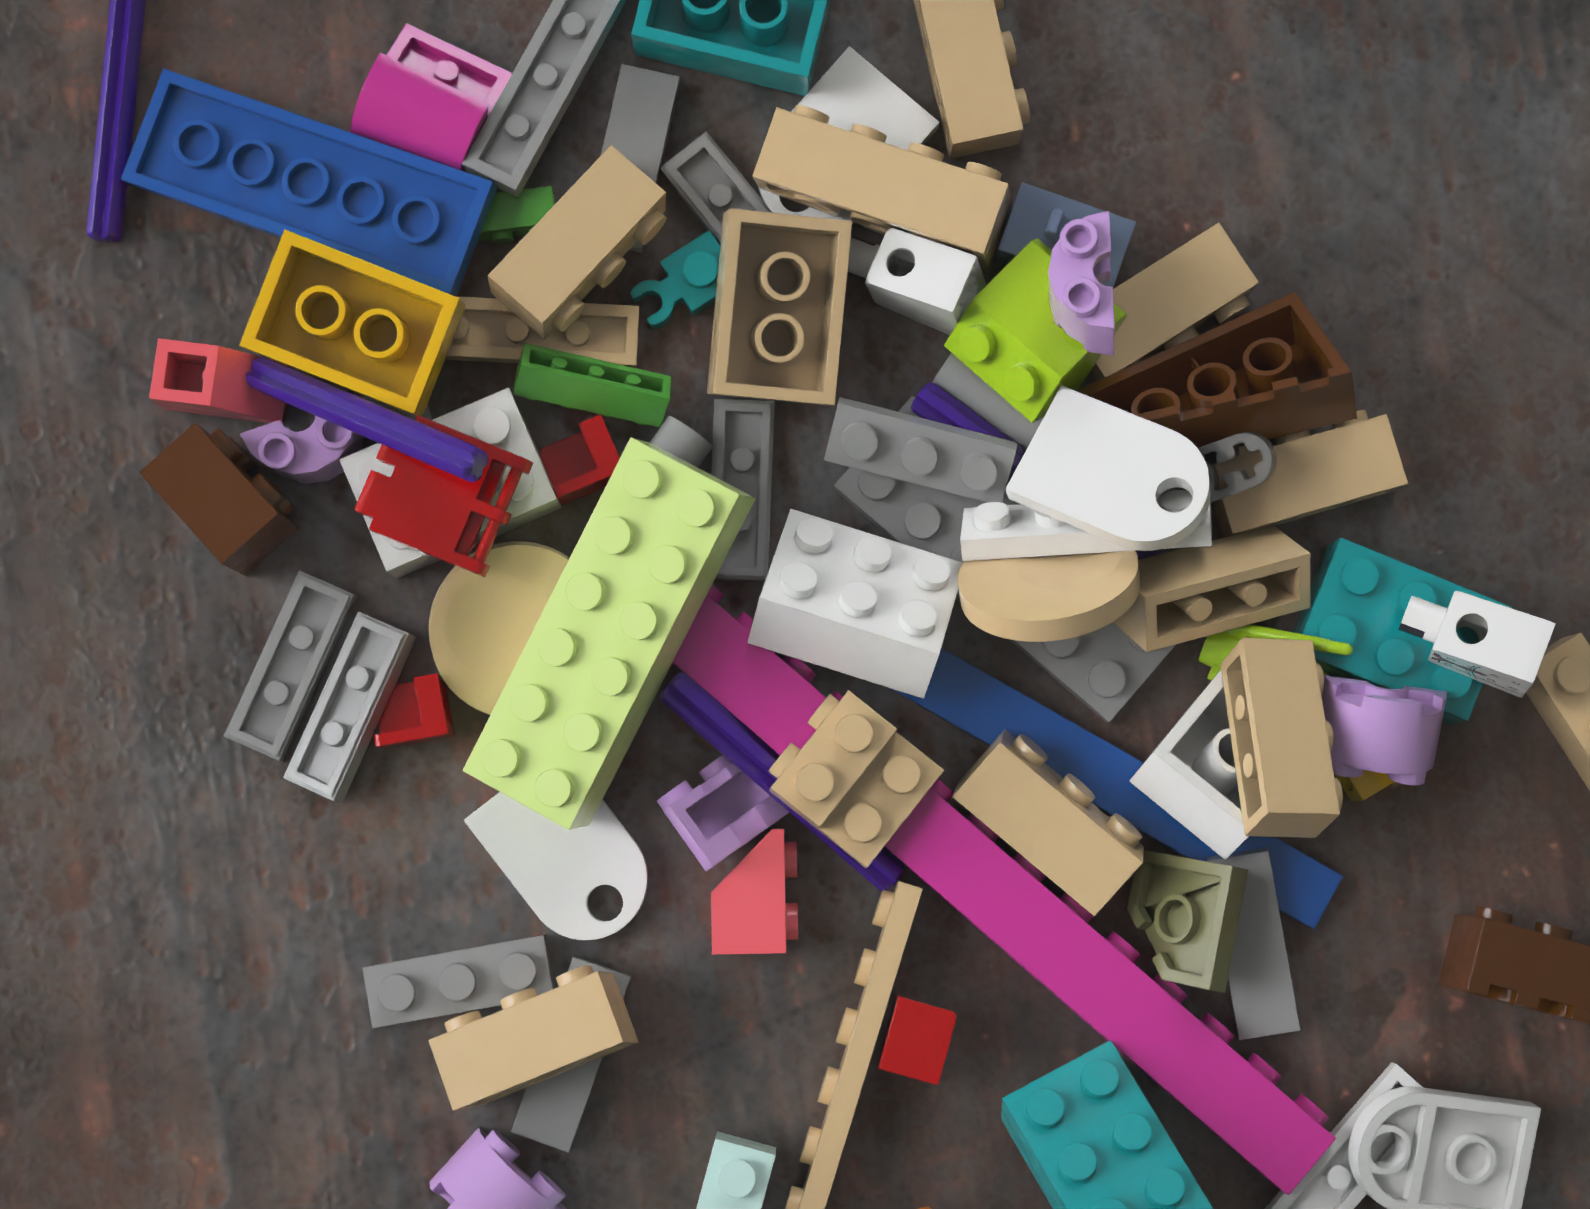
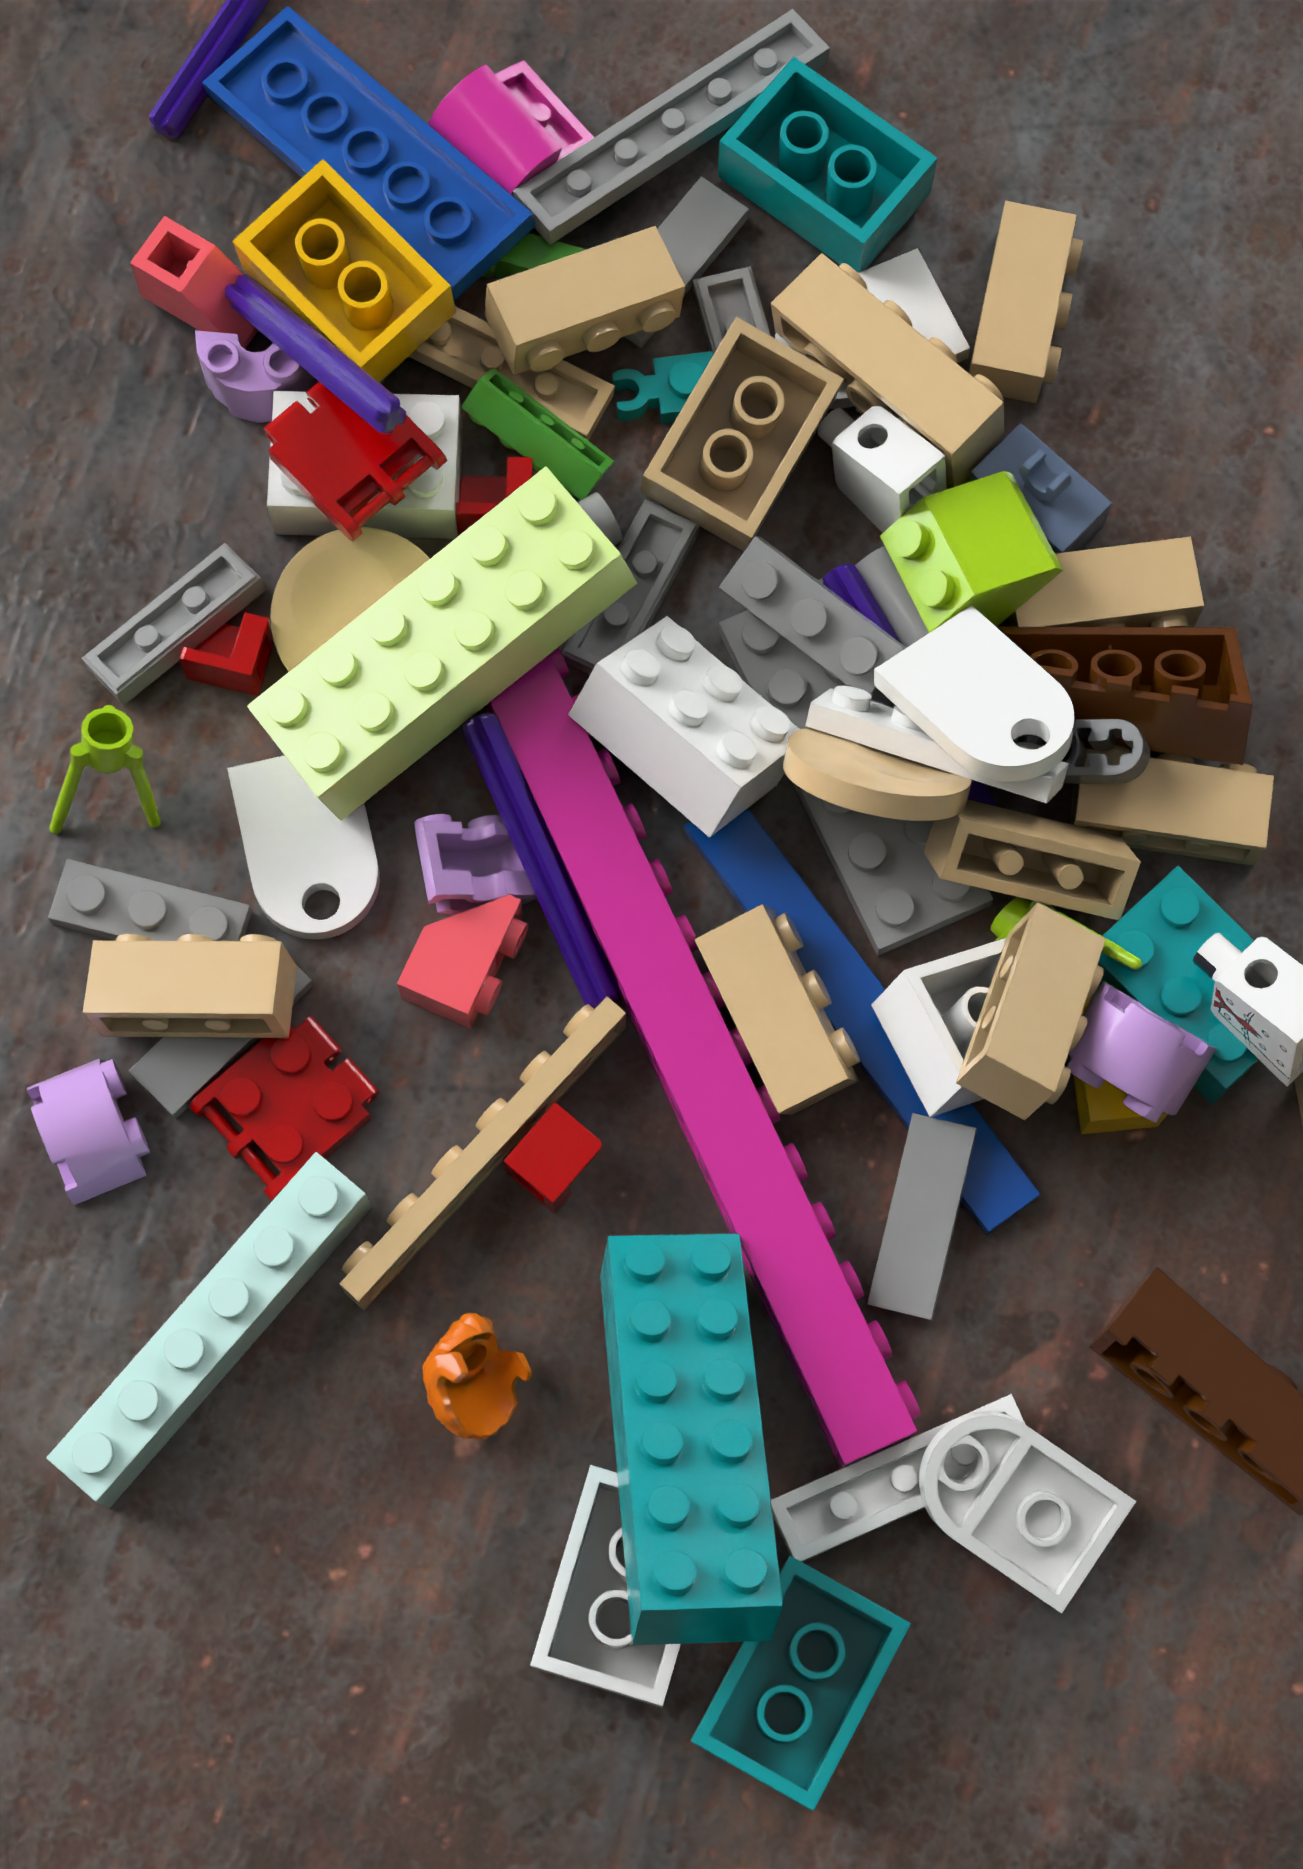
camera: 25 degrees right, 10 degrees down
(215, 495) = (152, 380): reddish brown brick -> none
(290, 666) = (139, 565): light grey tile -> none
(357, 866) = (107, 748): none -> lime plant
(663, 1094) = (288, 1102): none -> red plate
(853, 777) = (608, 874): tan plate -> none
(1075, 278) = (1030, 507): lavender cylinder -> none
(1189, 916) = (870, 1153): olive plate -> none

